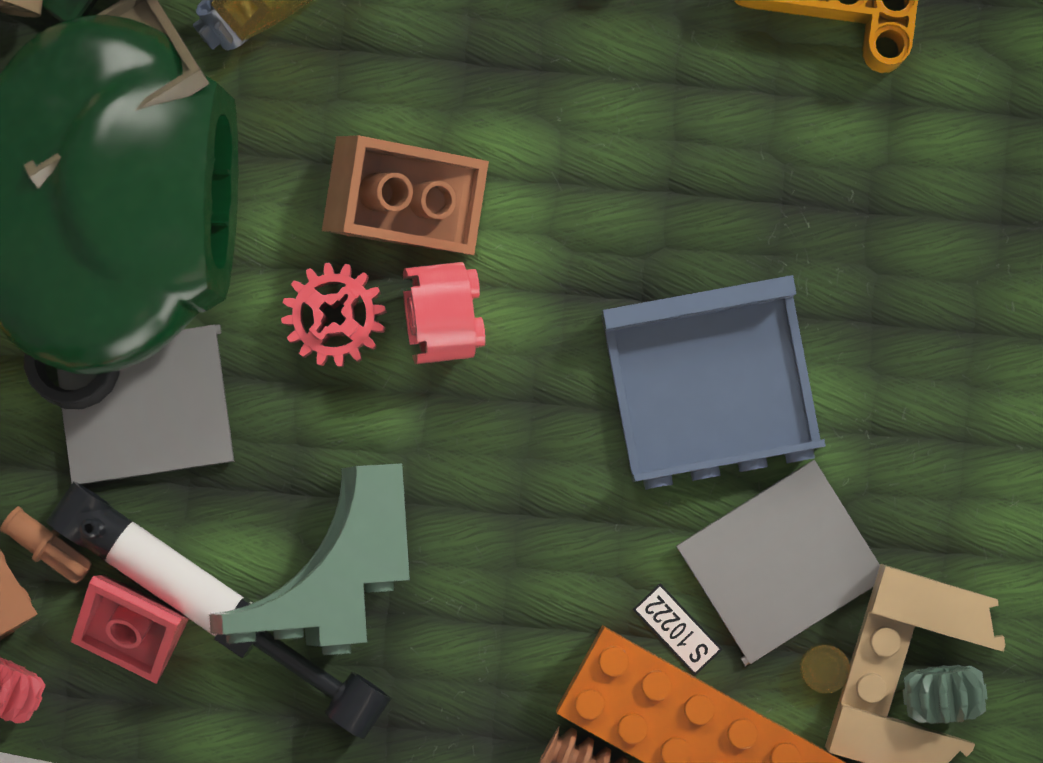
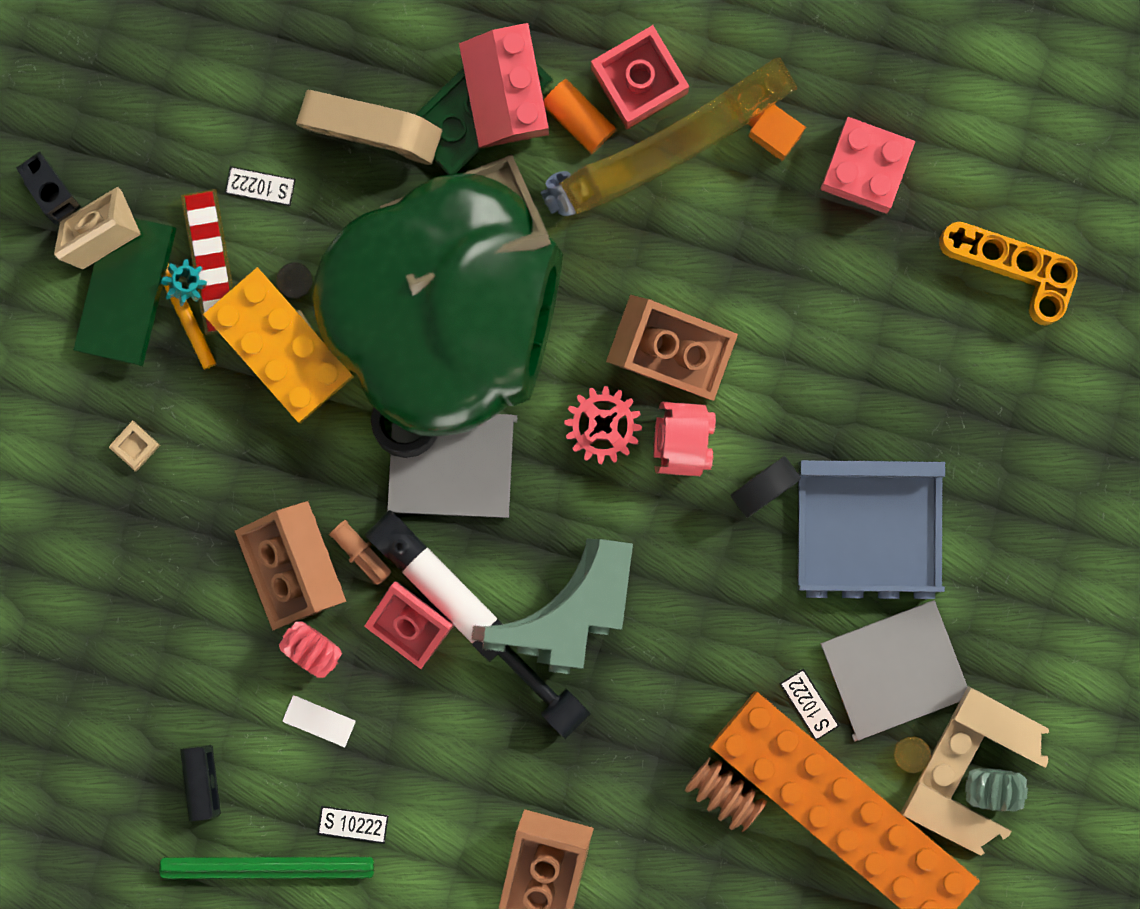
camera: 20 degrees right, 0 degrees up
(563, 354) = (765, 486): none -> black tyre

